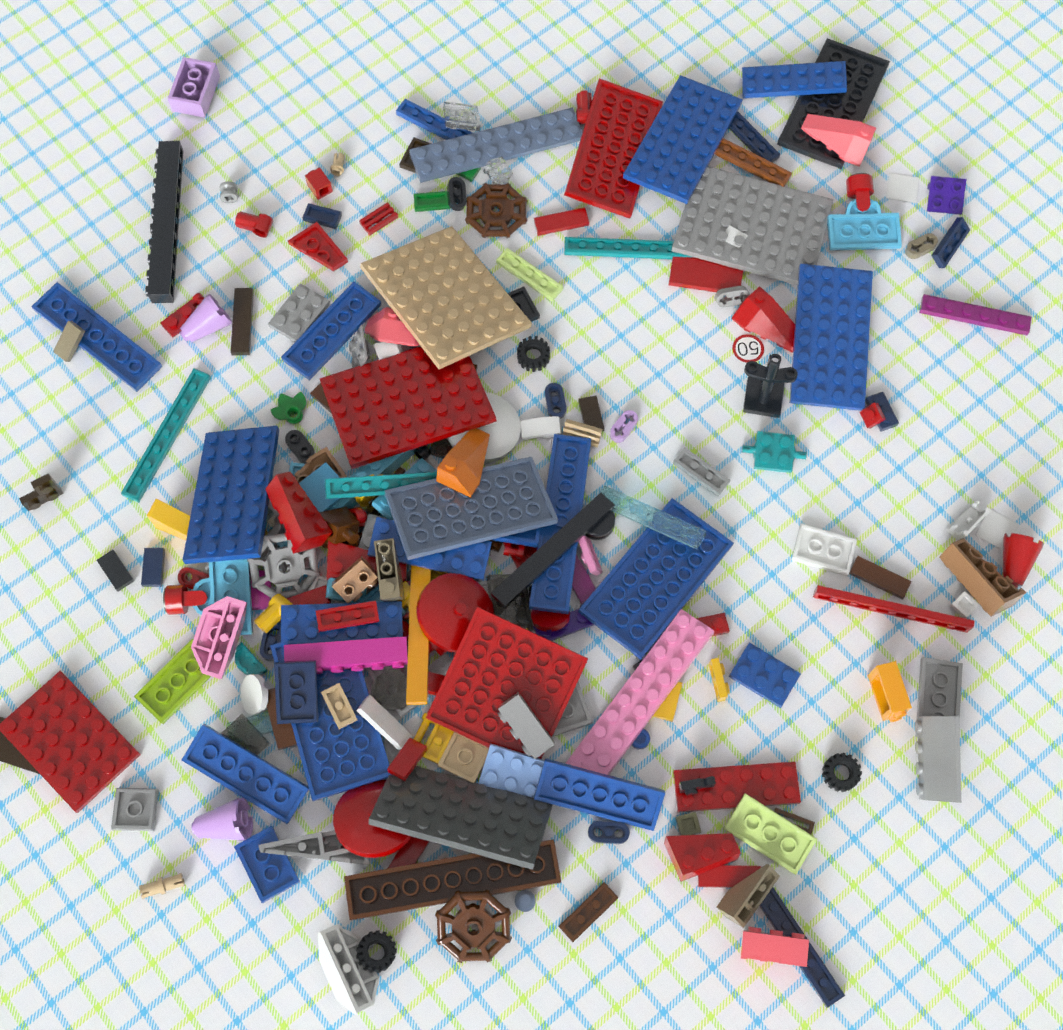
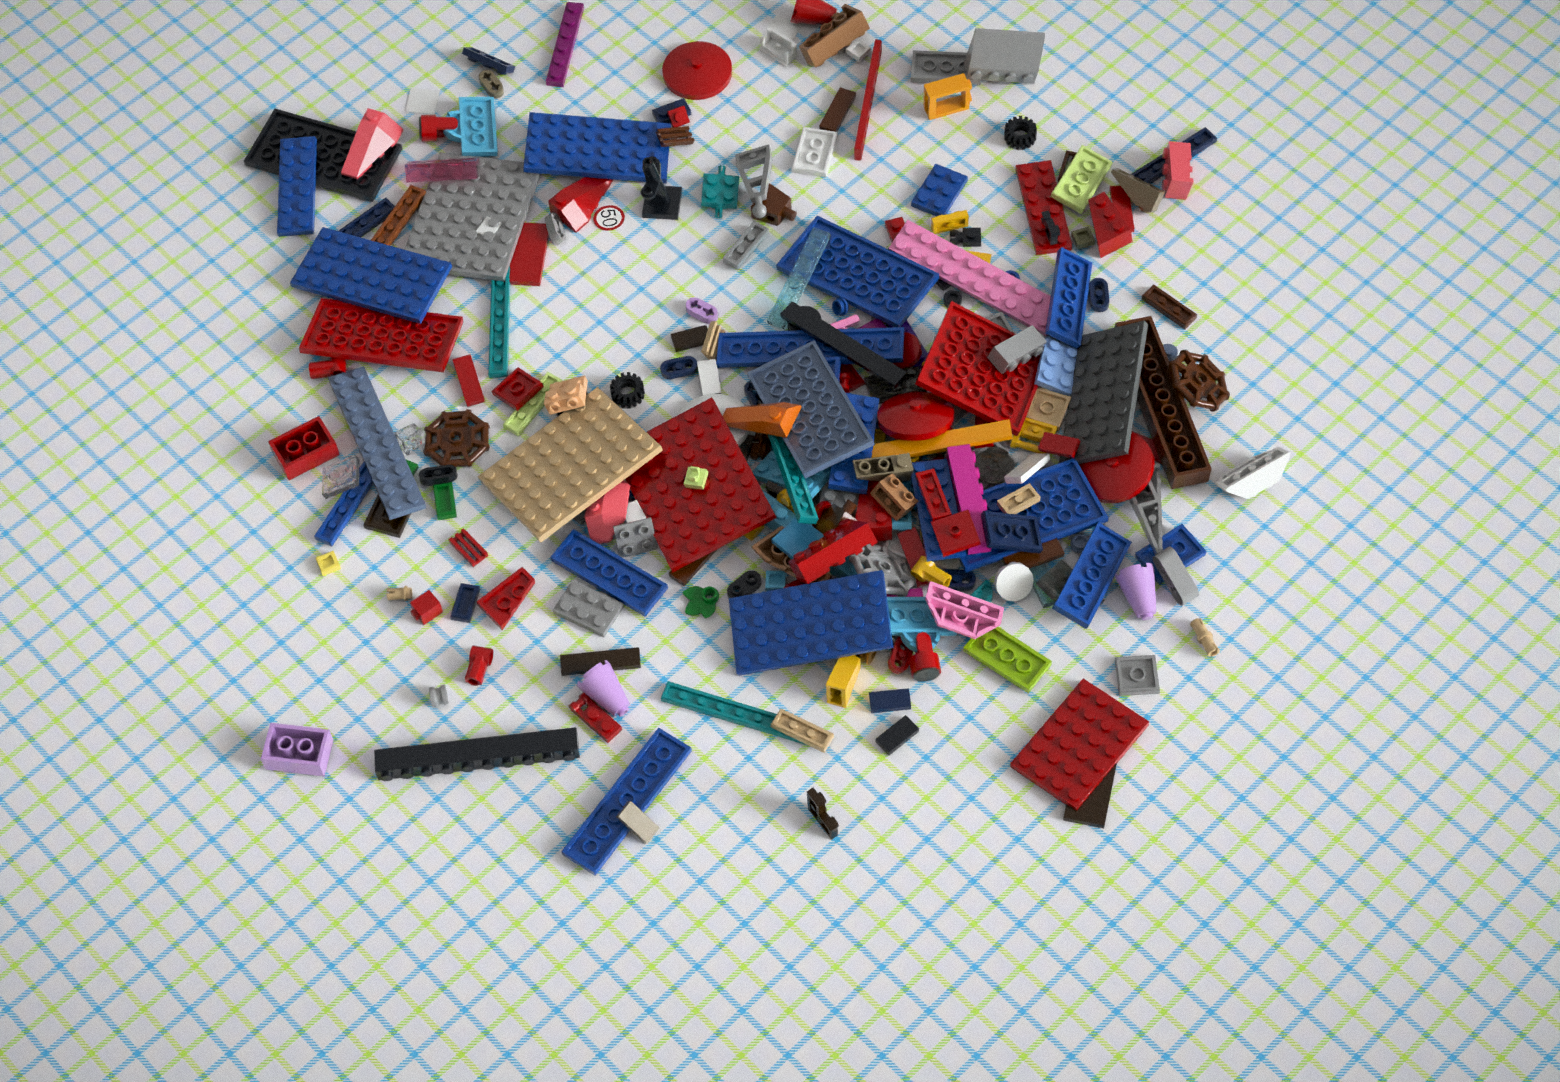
camera: 90 degrees left, 10 degrees down
(132, 484) = (802, 730): none -> tan tile
(231, 862) = (1175, 576): none -> light grey beam
(295, 770) = (1078, 543): none -> sand blue plate
(296, 632) = (955, 533): none -> red plate
(380, 112) = (328, 563): none -> light yellow tile
(389, 951) = (1232, 447): black tyre -> none
(404, 398) = (695, 478): none -> yellowish green tile
(495, 88) = (304, 448): none -> red brick
(523, 295) = (566, 395): none -> light nougat plate
(545, 260) = (517, 389): none -> red tile
(614, 557) = (840, 306): none -> blue plate
(618, 674) = (952, 295): none -> black tile
(700, 700) = (969, 237): none -> black plate
(749, 500) = (777, 206): none -> reddish brown torso
(803, 195) = (441, 169): none -> clear pink fence
(812, 480) = (749, 159): none -> light grey plate
(845, 412) = (673, 134): none -> reddish brown tile
(939, 439) = (697, 70): none -> red dish
(946, 195) = (434, 64): dark purple hinge -> none

